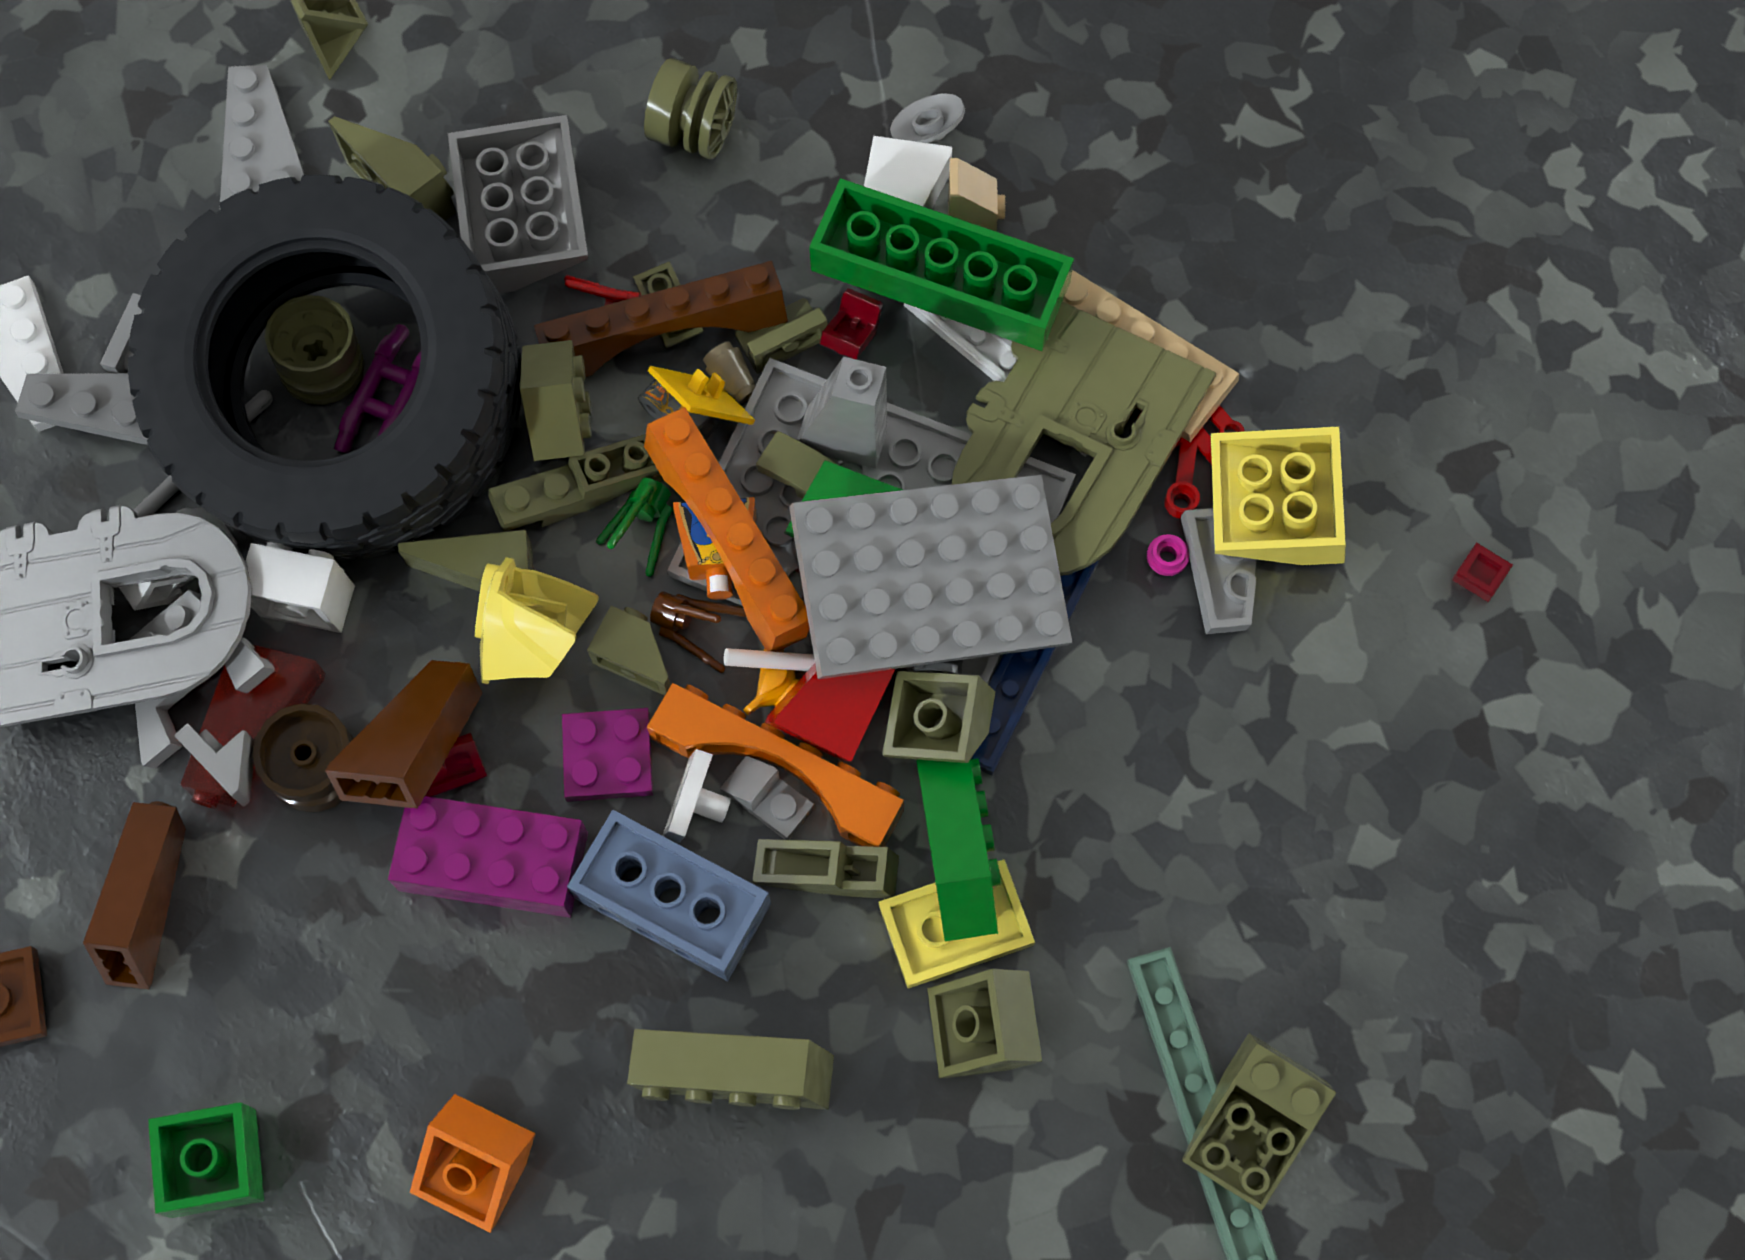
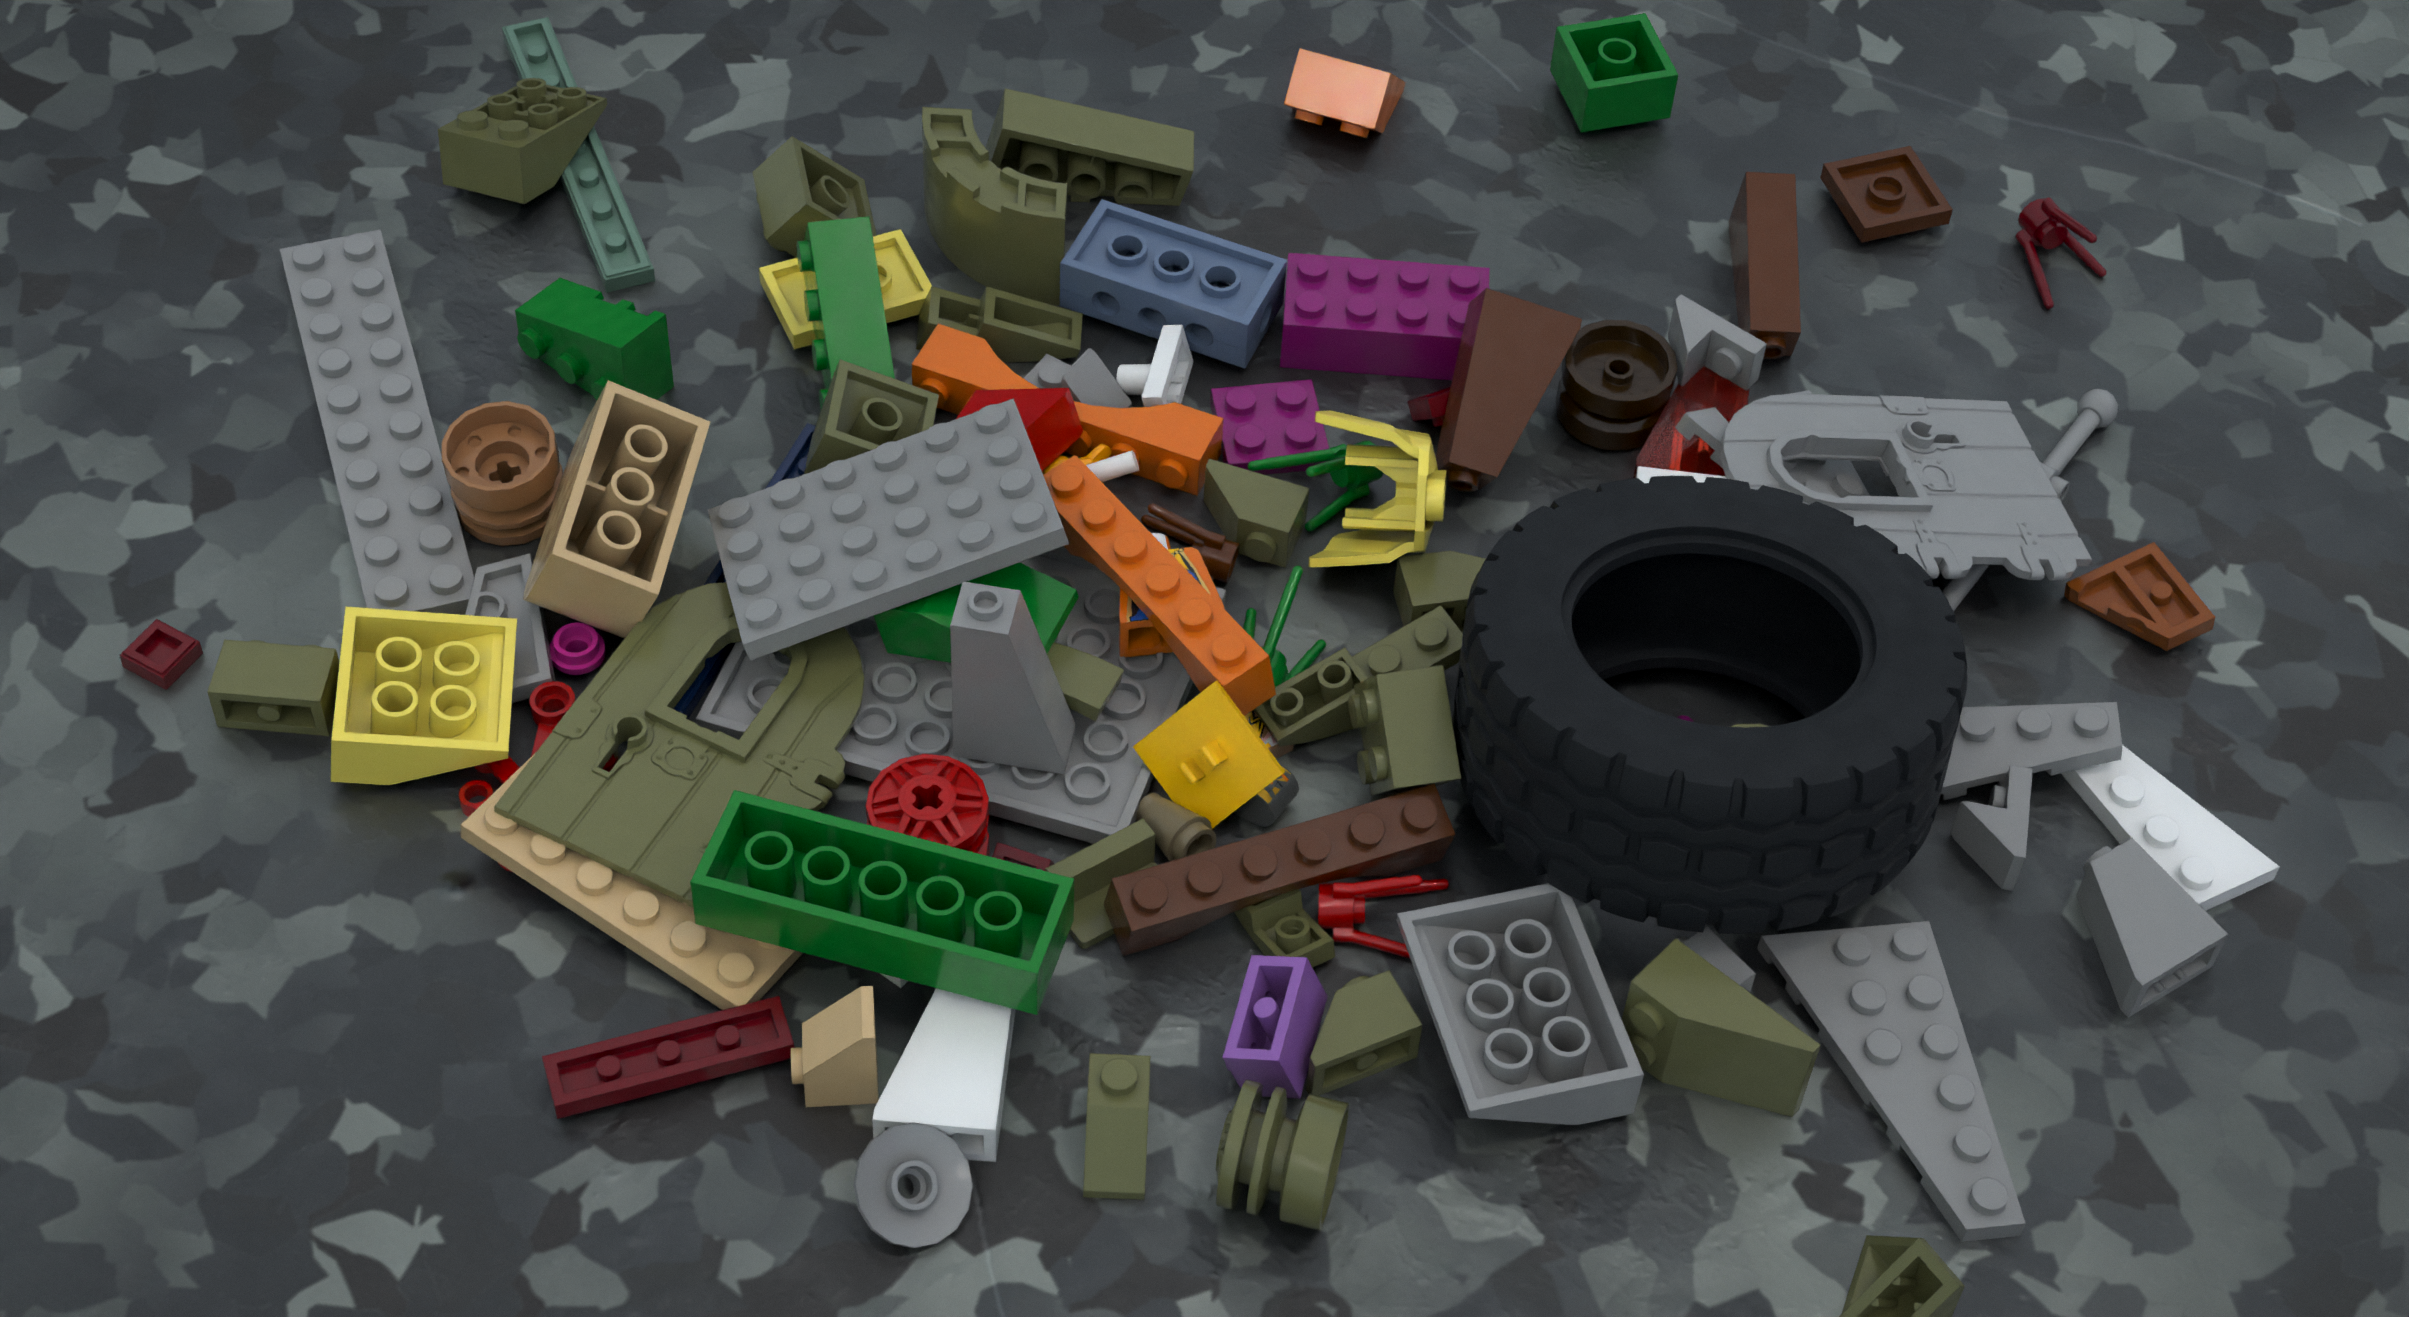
camera: 170 degrees right, 20 degrees down
(69, 256) = (2144, 926): none -> light grey slope
(545, 693) = (1352, 477): none -> green plant
(626, 208) = (1363, 1034): none -> olive slope
(683, 203) = (1275, 1024): none -> medium lavender brick
(793, 161) = (1116, 1126): none -> olive slope
(834, 959) = (989, 219): none -> olive panel
(912, 378) = (932, 801): none -> red wheel
(1090, 219) = (668, 1057): none -> dark red plate
(1145, 610) = (617, 511): none -> tan brick
(1174, 851) = (596, 340): none -> green wedge
(1250, 680) = (502, 471): none -> medium nougat wheel
(1352, 805) = (378, 426): none -> light grey plate
(1390, 522) = (275, 687): none -> olive brick

